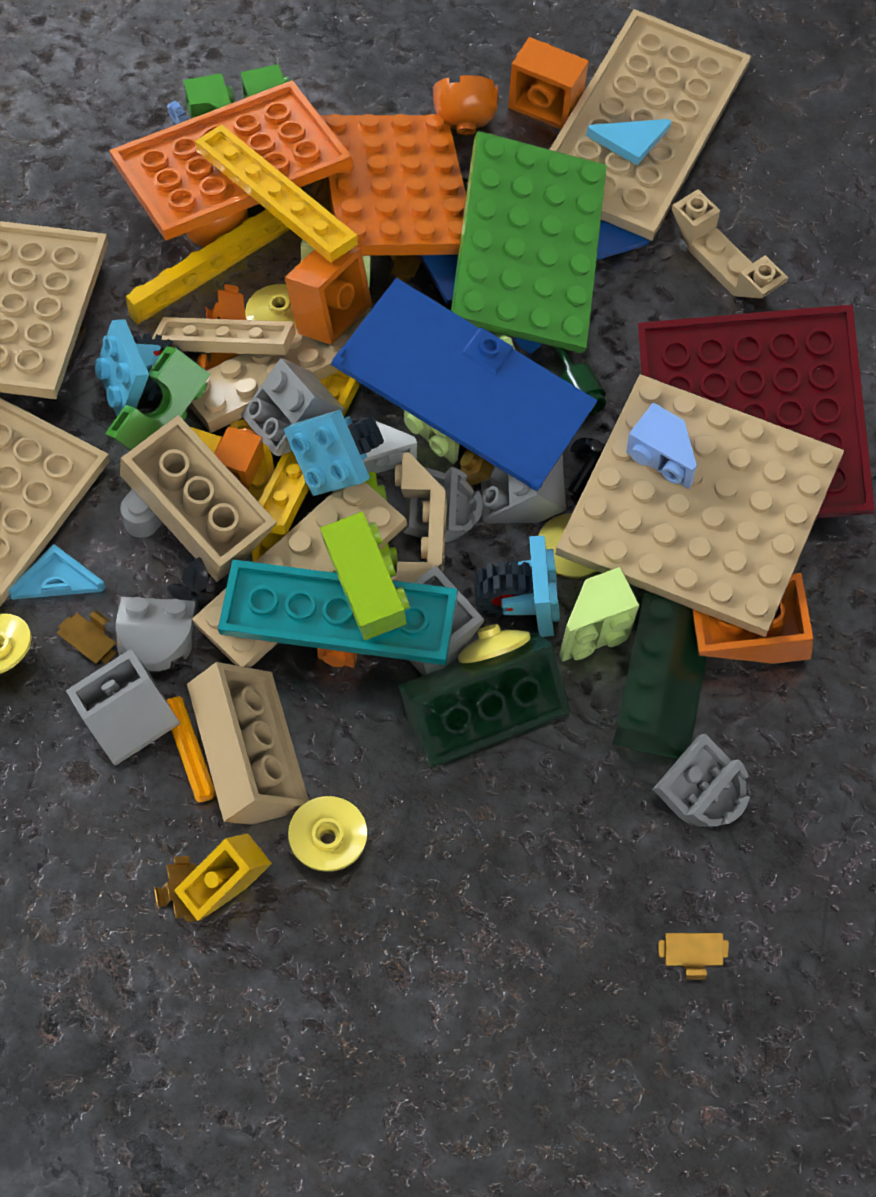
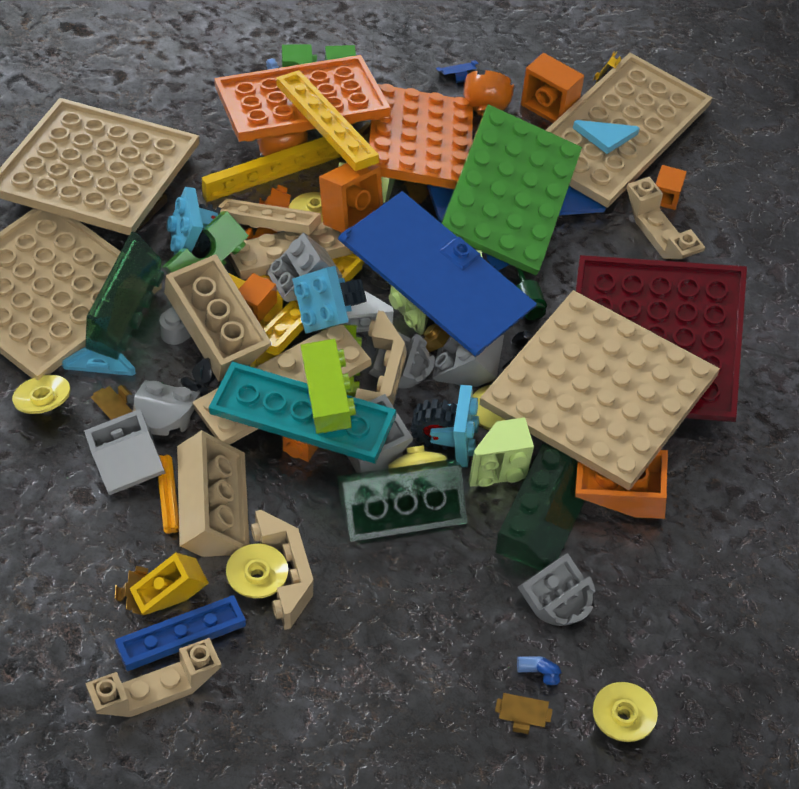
camera: 10 degrees right, 10 degrees down
(70, 493) = (123, 298): none -> clear green slope
(239, 1015) = (158, 687): none -> tan slope
(251, 936) = (180, 631): none -> blue plate
(338, 778) = (281, 535): none -> tan slope
(420, 71) = (460, 70): none -> blue piece
(616, 28) = (612, 62): none -> yellow piece
(664, 445) = (577, 337): light blue slope -> none
(702, 886) = (542, 665): none -> arm
(724, 191) = (670, 183): none -> orange brick
(828, 915) = (627, 700): none -> light yellow dish

